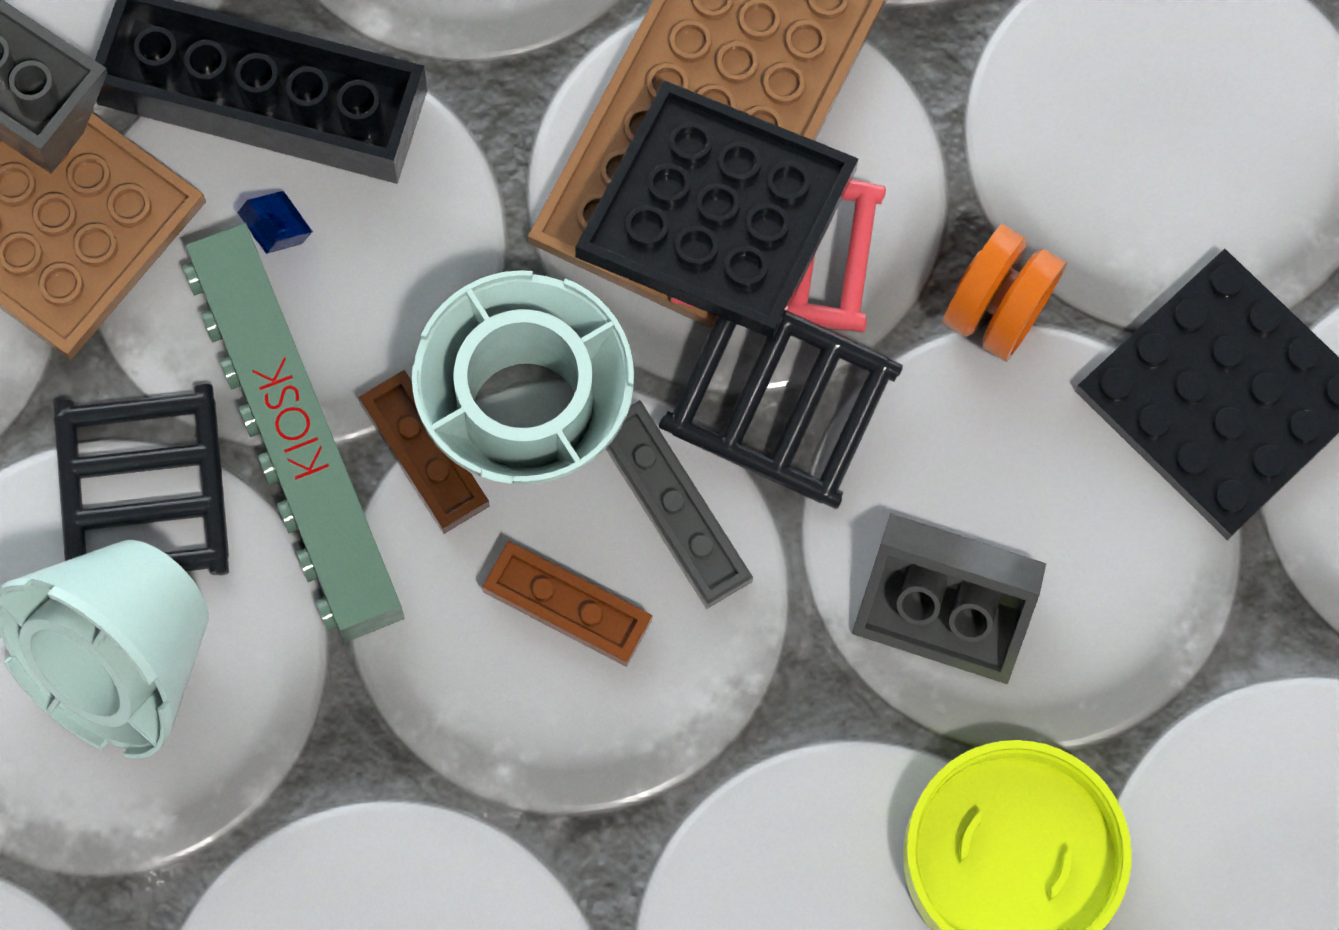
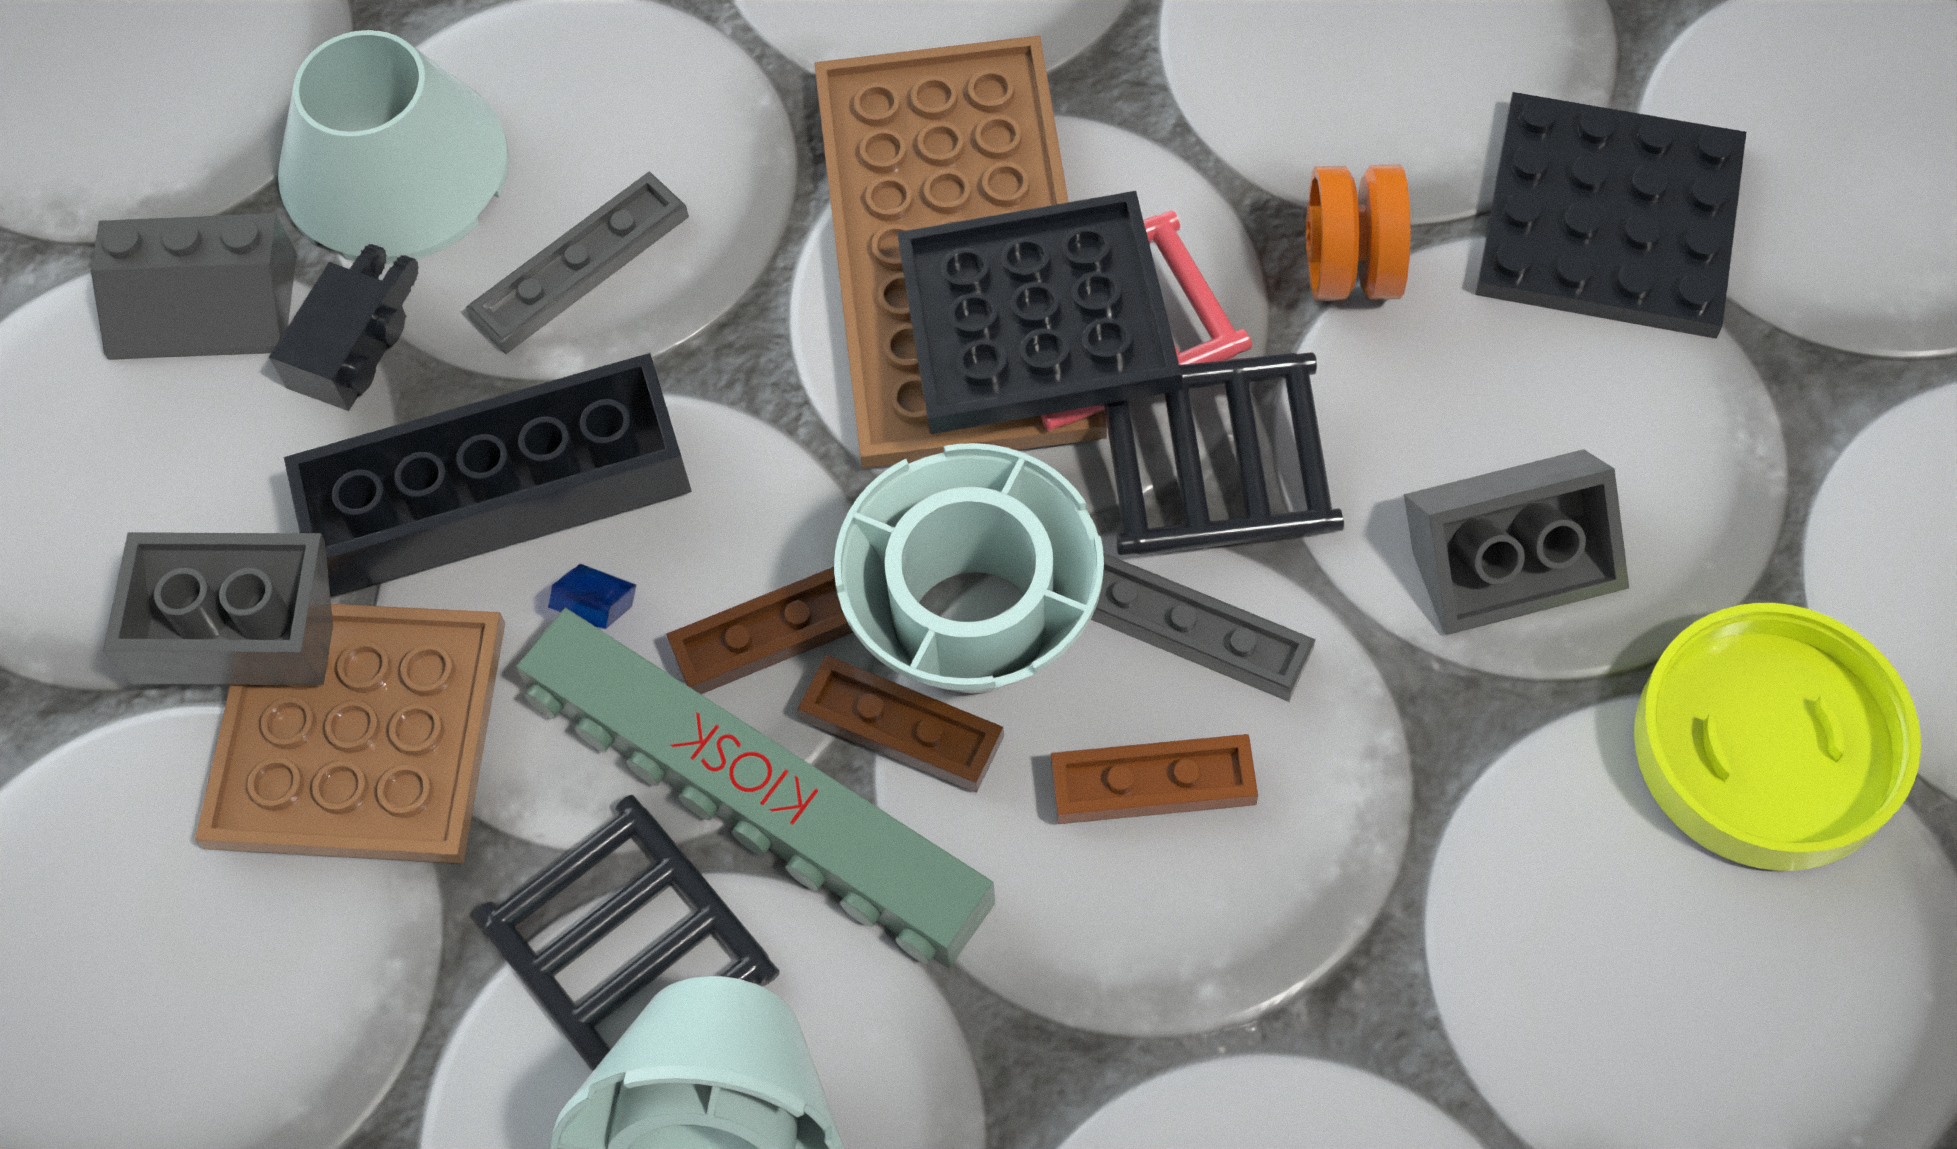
camera: 25 degrees left, 10 degrees down
(362, 321) = (759, 632): none -> reddish brown plate

